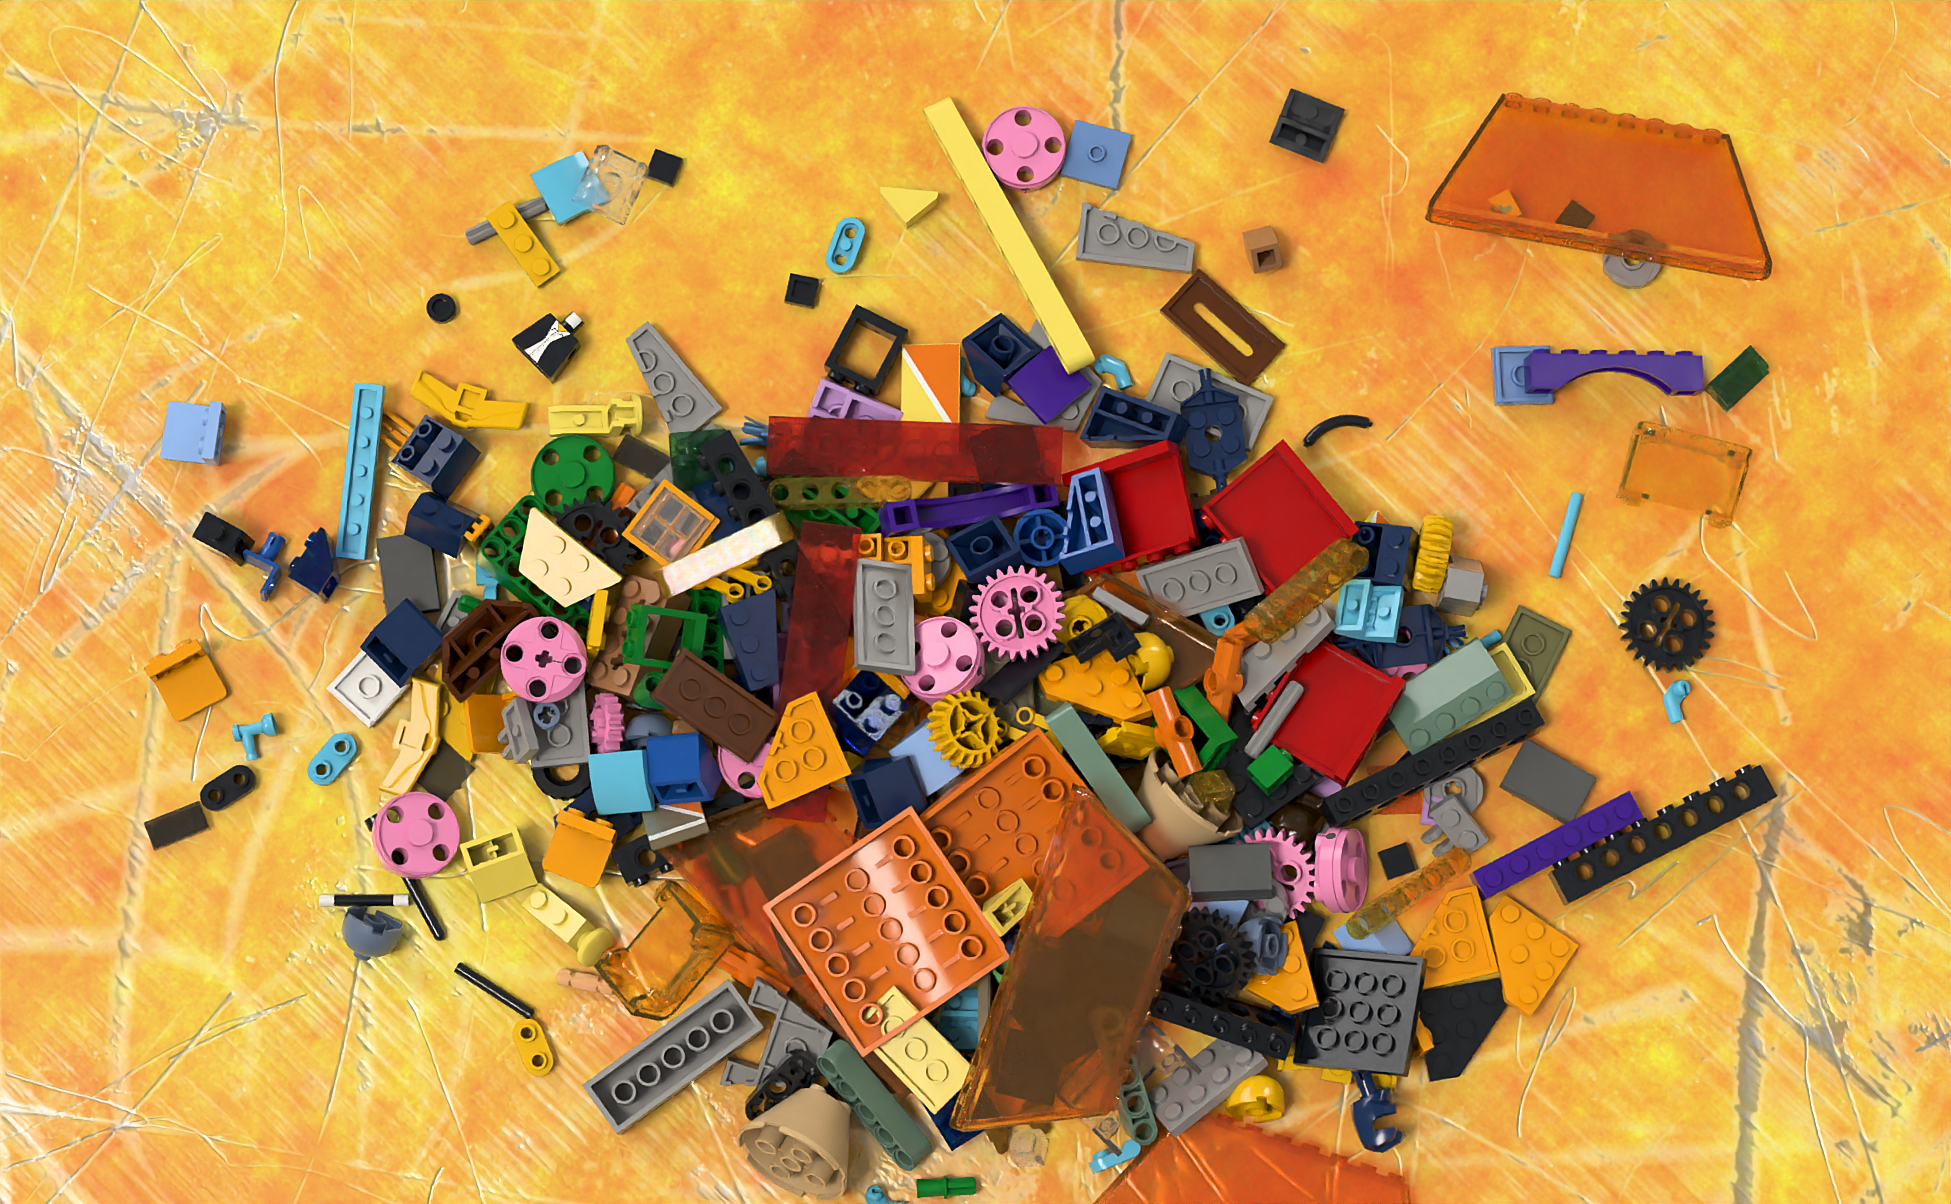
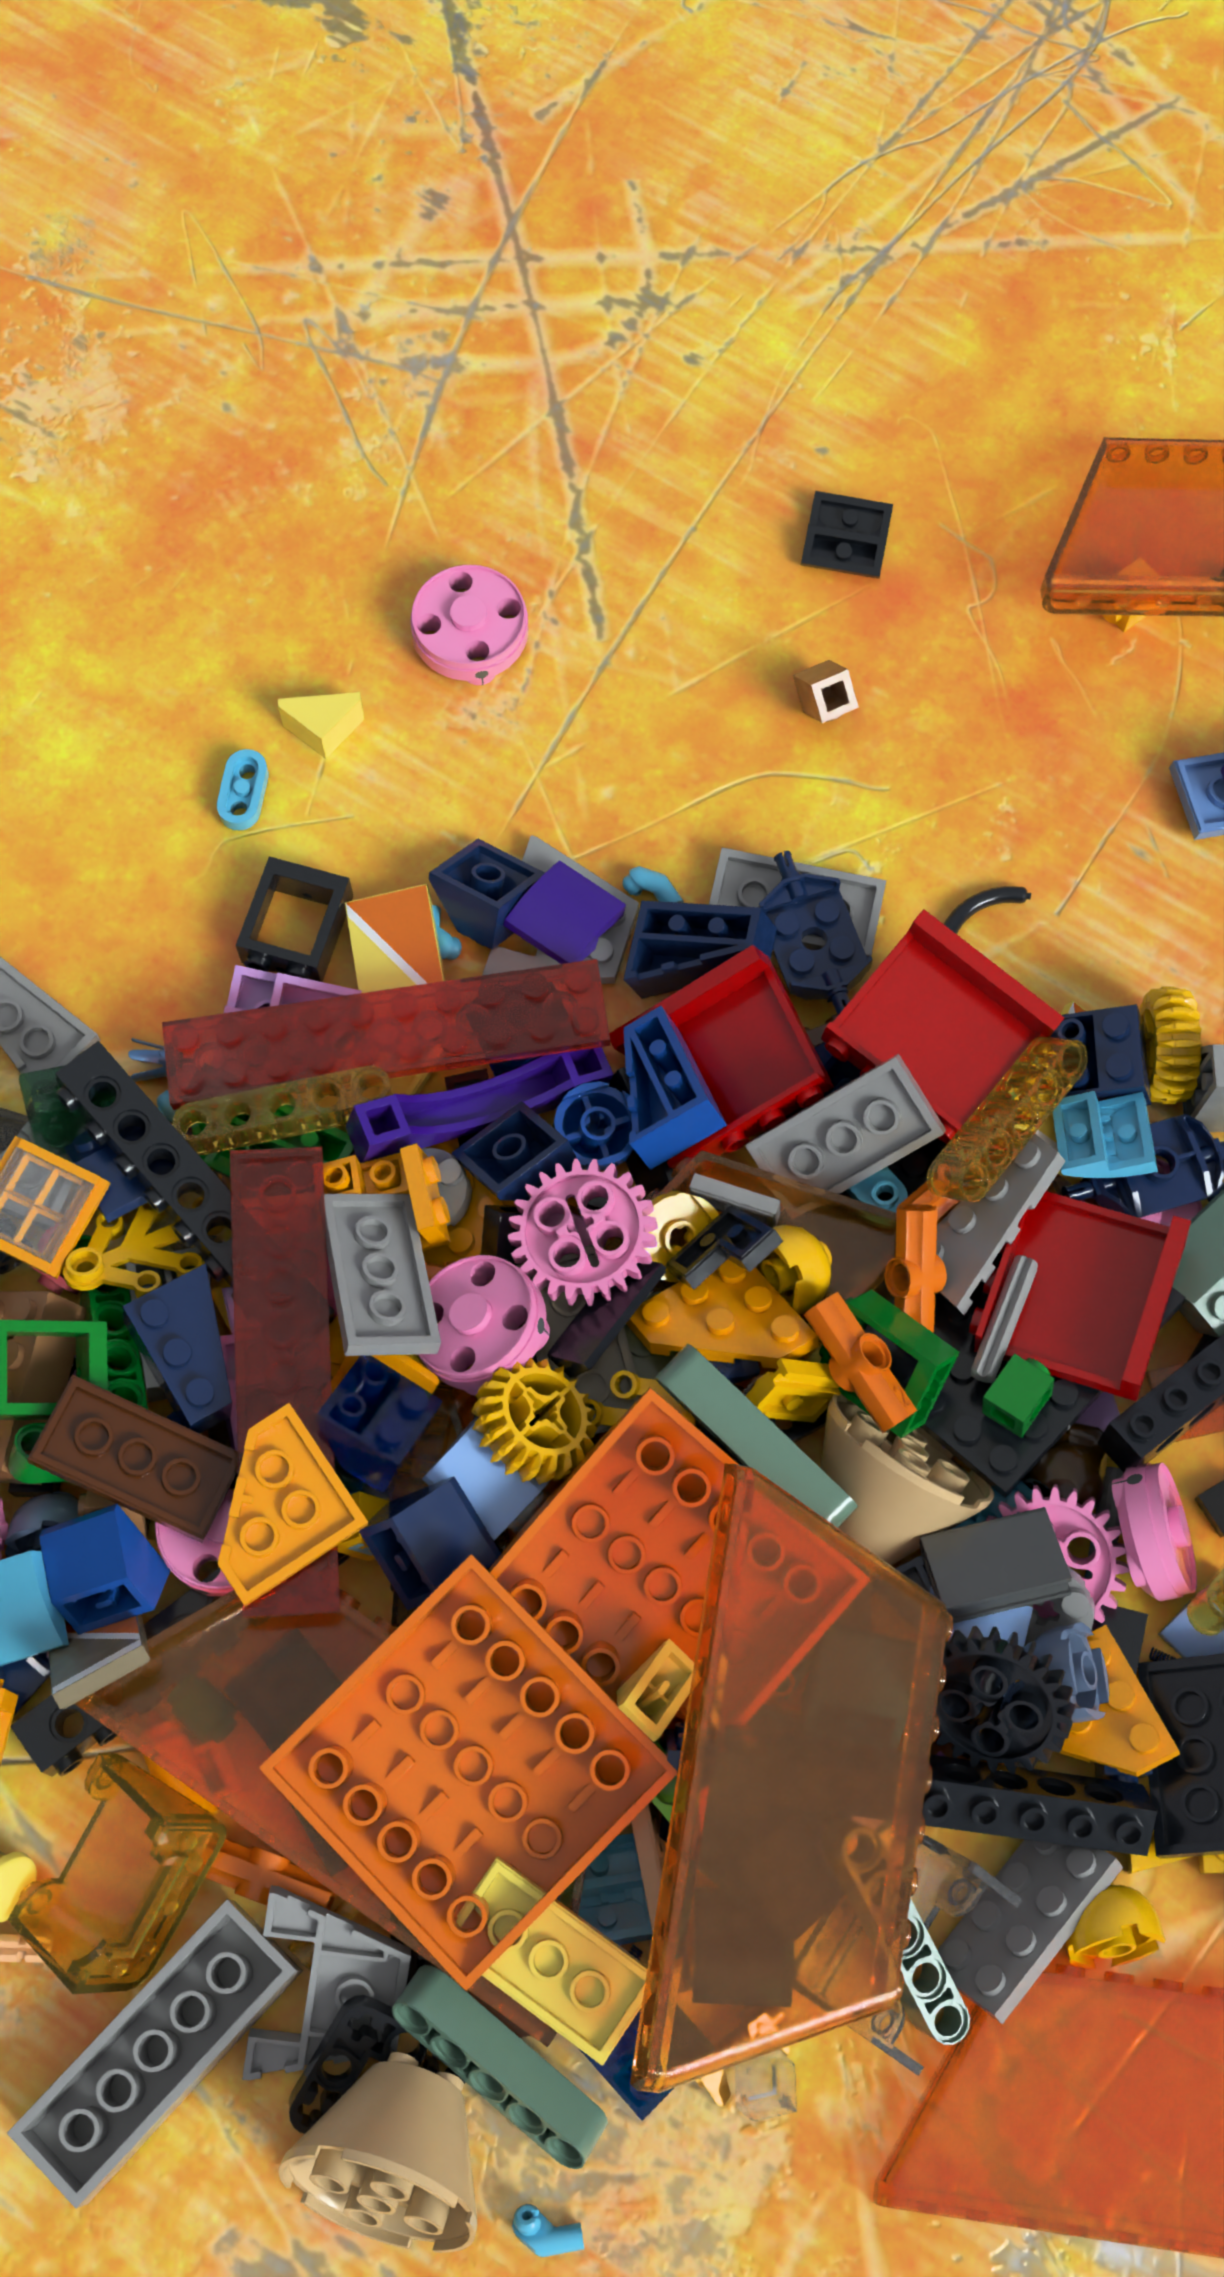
camera: 10 degrees left, 10 degrees down
(724, 555) = (116, 1225): clear yellow beam -> none
(801, 291) = (190, 861): black tile -> none
(946, 1187) = (643, 2182): green axle -> none
(1009, 235) = (474, 735): light yellow beam -> none
(1095, 155) = (569, 619): medium blue plate -> none
(1105, 1160) = (895, 2082): medium azure plate -> none
(1121, 242) = (631, 720): light grey wing -> none
(1205, 291) = (760, 765): reddish brown piece -> none
(1213, 787) = (937, 1438): clear yellow bracket -> none

